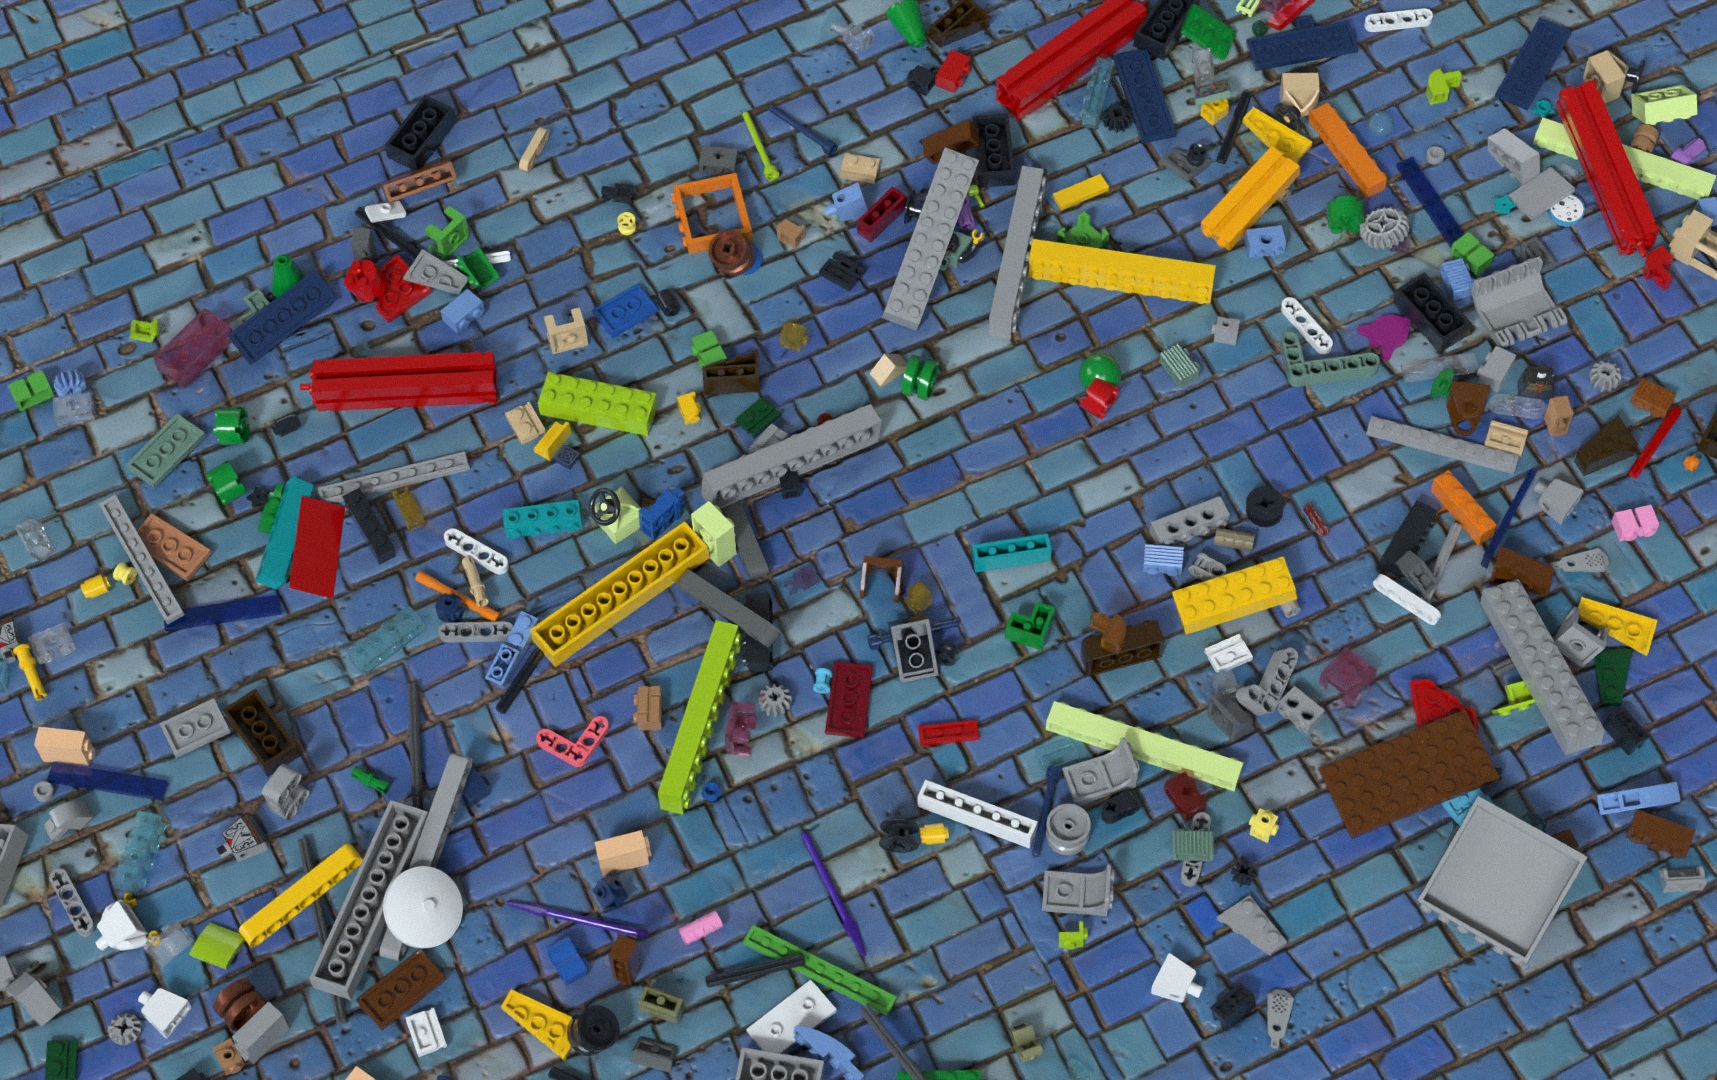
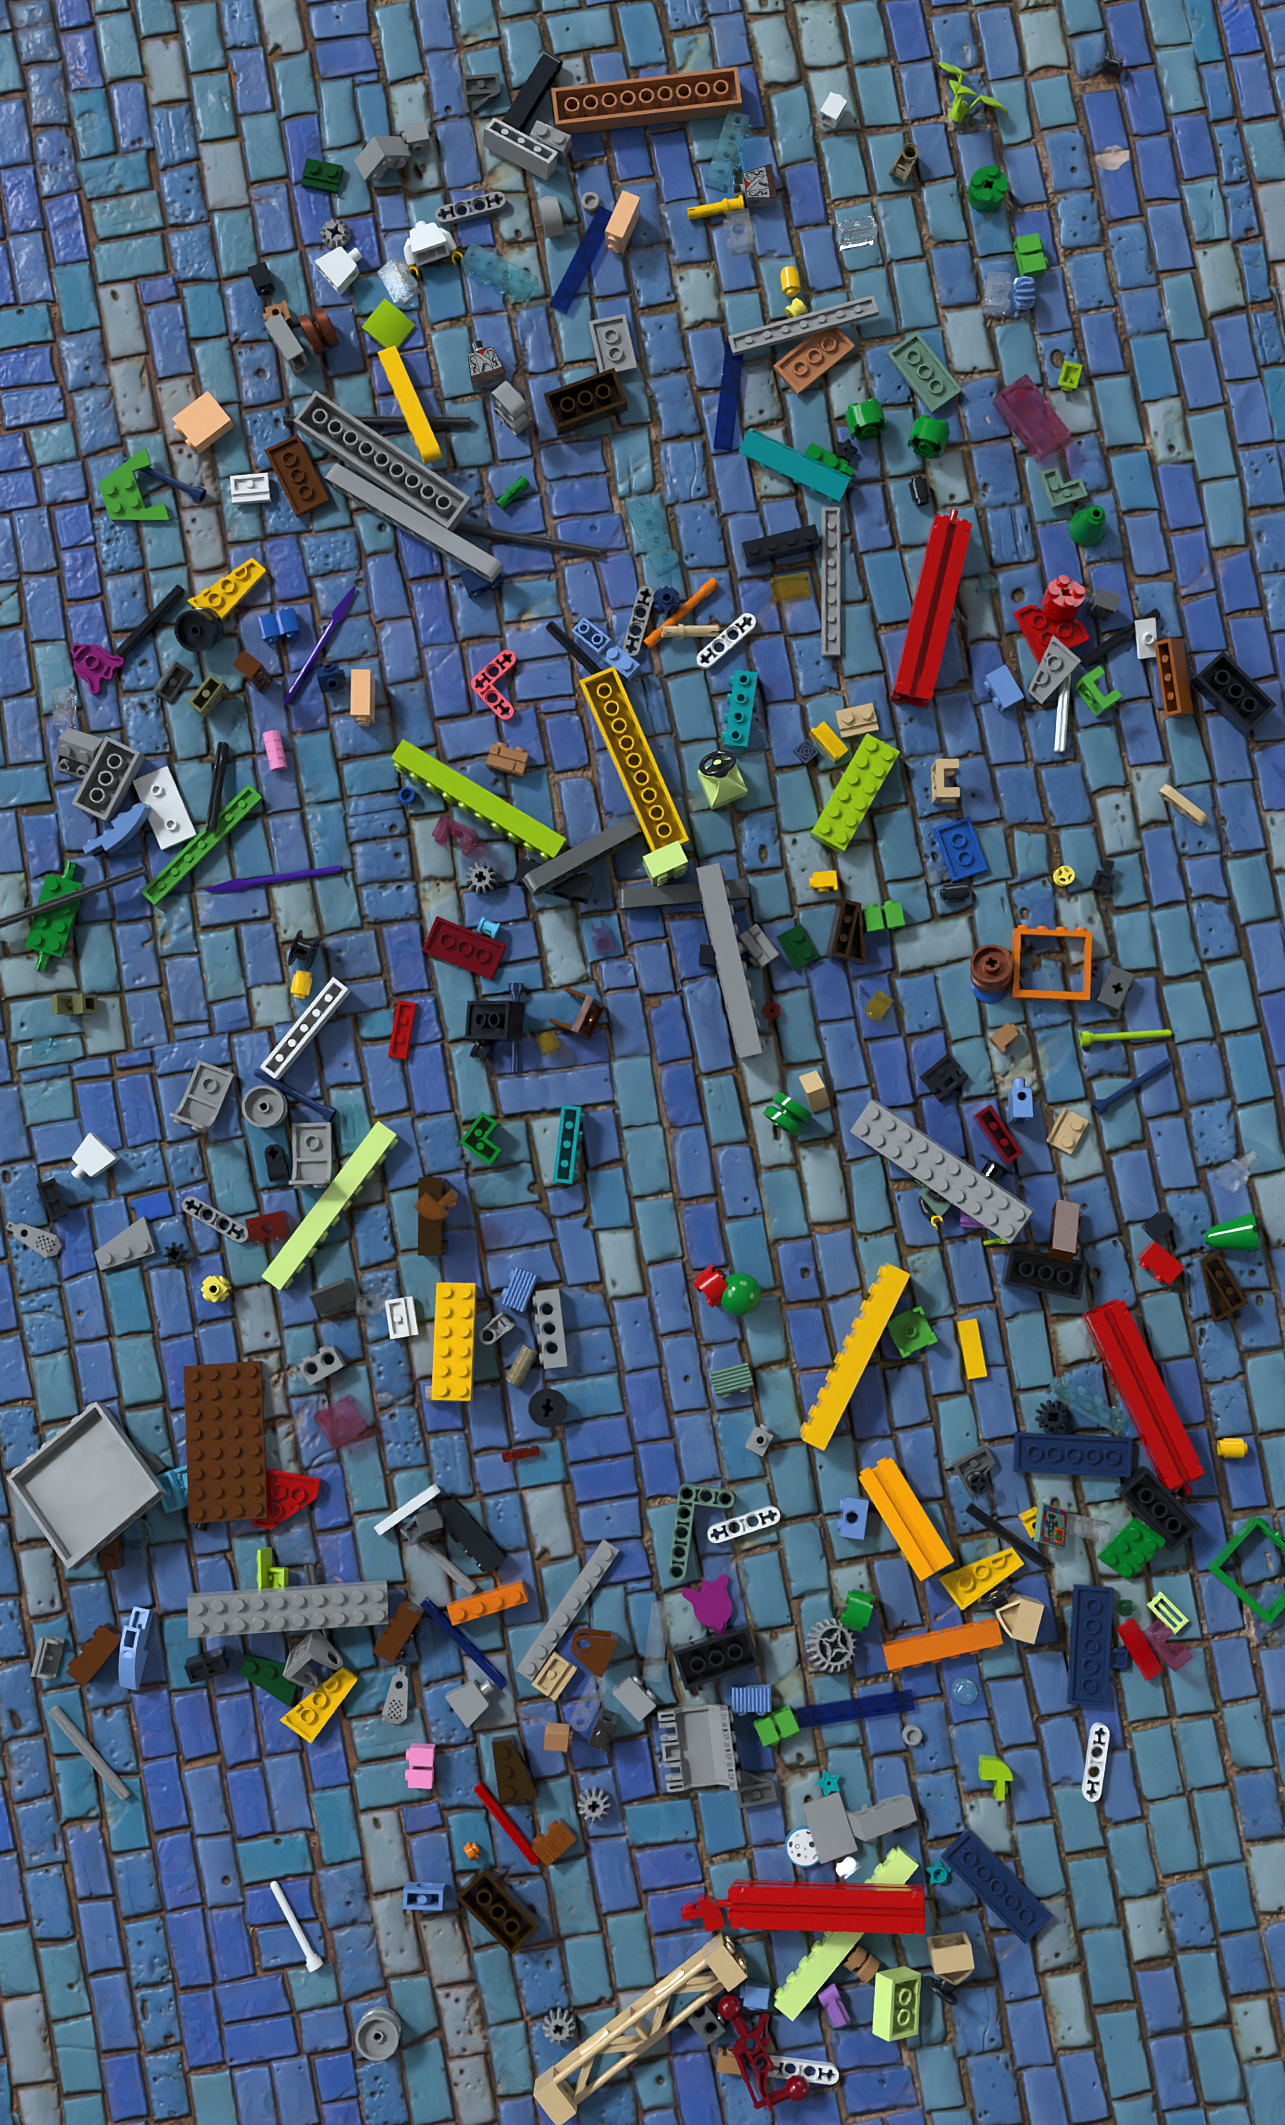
camera: 110 degrees right, 25 degrees up
(282, 317) = (1044, 510): dark blue plate -> none
(316, 547) = (771, 492): red sticker -> none
(422, 907) = (361, 507): white dish -> none
(479, 269) = (1044, 710): green bracket -> none
(662, 513) = (709, 824): blue hips -> none
(1016, 253) = (914, 1259): light grey brick -> none
(1070, 940) = (160, 1076): lime bracket -> none
(1192, 845) = (212, 1214): sand green brick -> none
(1266, 696) = (354, 1346): light grey beam -> none
(1442, 384) = (631, 1635): green piece -> none

